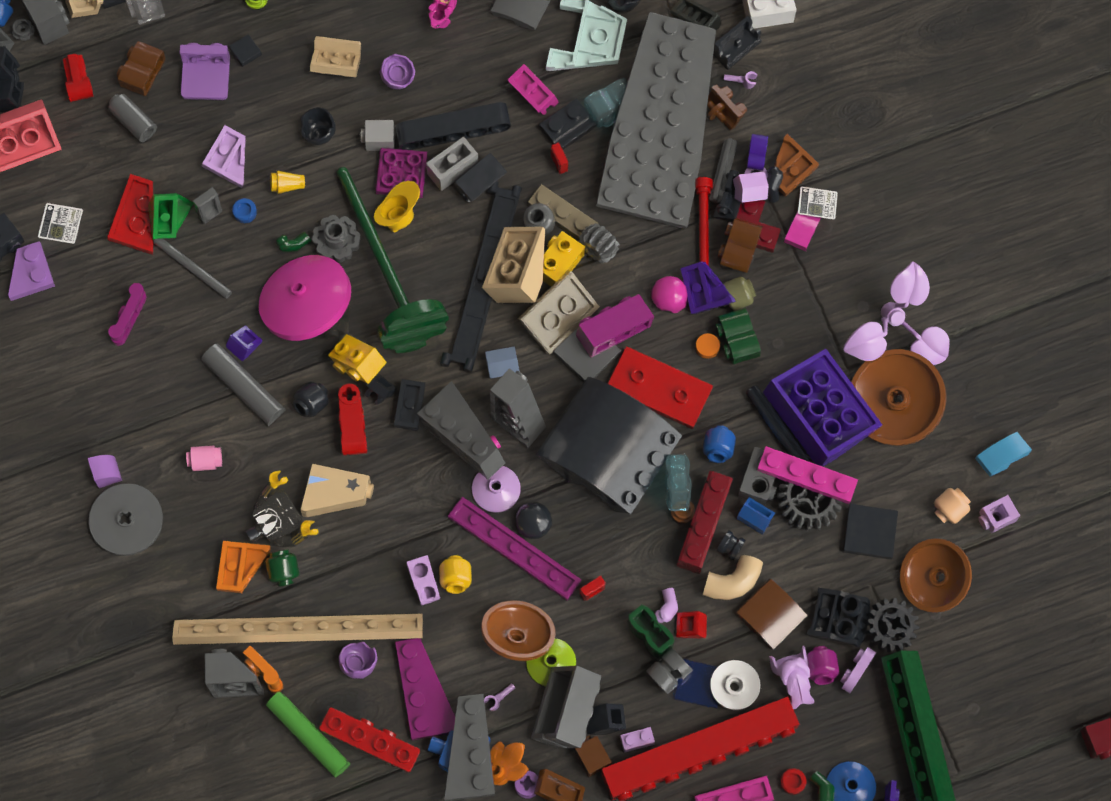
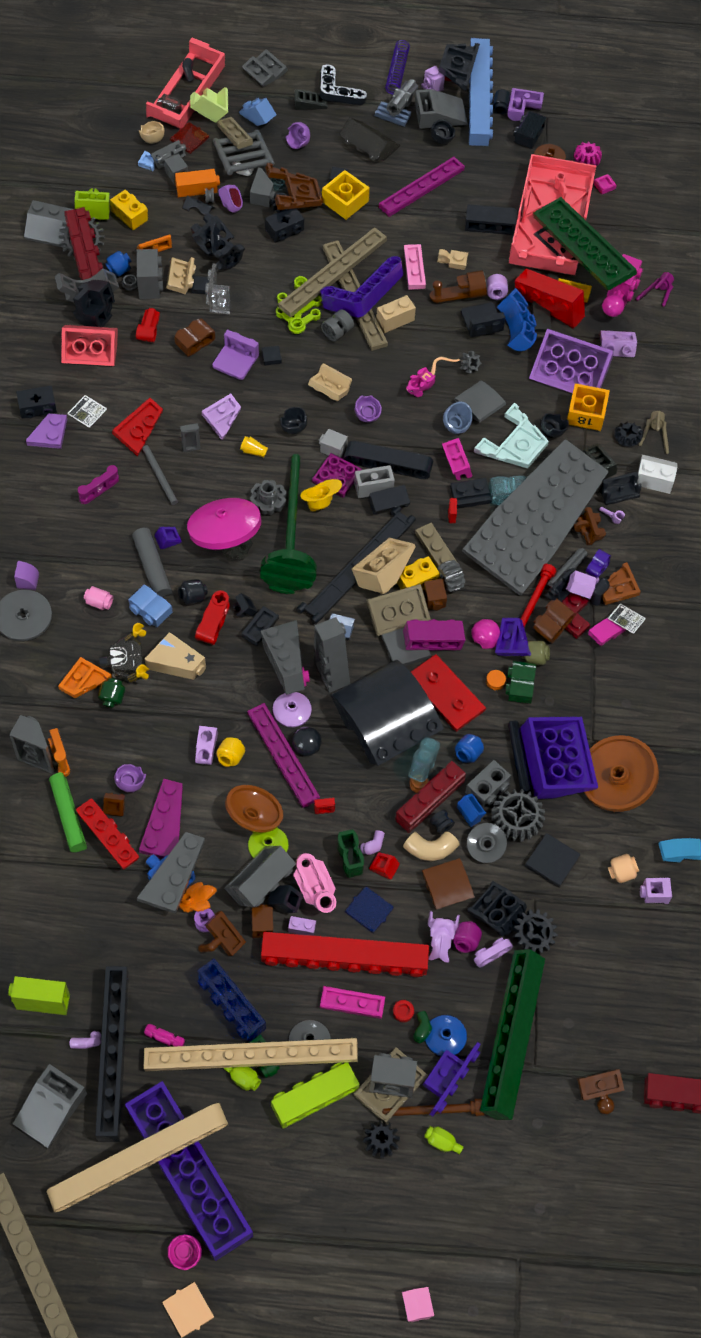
camera: 25 degrees right, 10 degrees down
(132, 117) = (171, 364): dark grey brick -> none
(167, 214) = (161, 432): green slope -> none
(244, 210) = (215, 454): blue tile -> none
(270, 439) = (150, 606): none -> medium blue brick
(292, 245) = (234, 488): dark green arm -> none
(298, 629) = (101, 739): tan plate -> none
(356, 359) = (238, 577): yellow brick -> none
(356, 699) = (114, 804): none -> reddish brown tile
(499, 697) = (215, 851): lavender hand -> none
(508, 36) = (458, 417): none -> sand blue hair
(539, 216) = (420, 540): dark grey head -> none
(590, 273) = (435, 594): none -> reddish brown brick
(629, 685) = (314, 882): none -> bright pink piece
(669, 670) = (343, 885): dark grey wheel -> none
(735, 672) = (397, 912): white dish -> none
(792, 560) = (481, 834): none -> dark grey dish
(807, 475) = (523, 795): dark pink plate -> none
(907, 287) = (662, 695): lavender plant -> none
(921, 575) = (579, 904): dark orange dish -> none
(1039, 764) = (600, 1086): none -> reddish brown plate

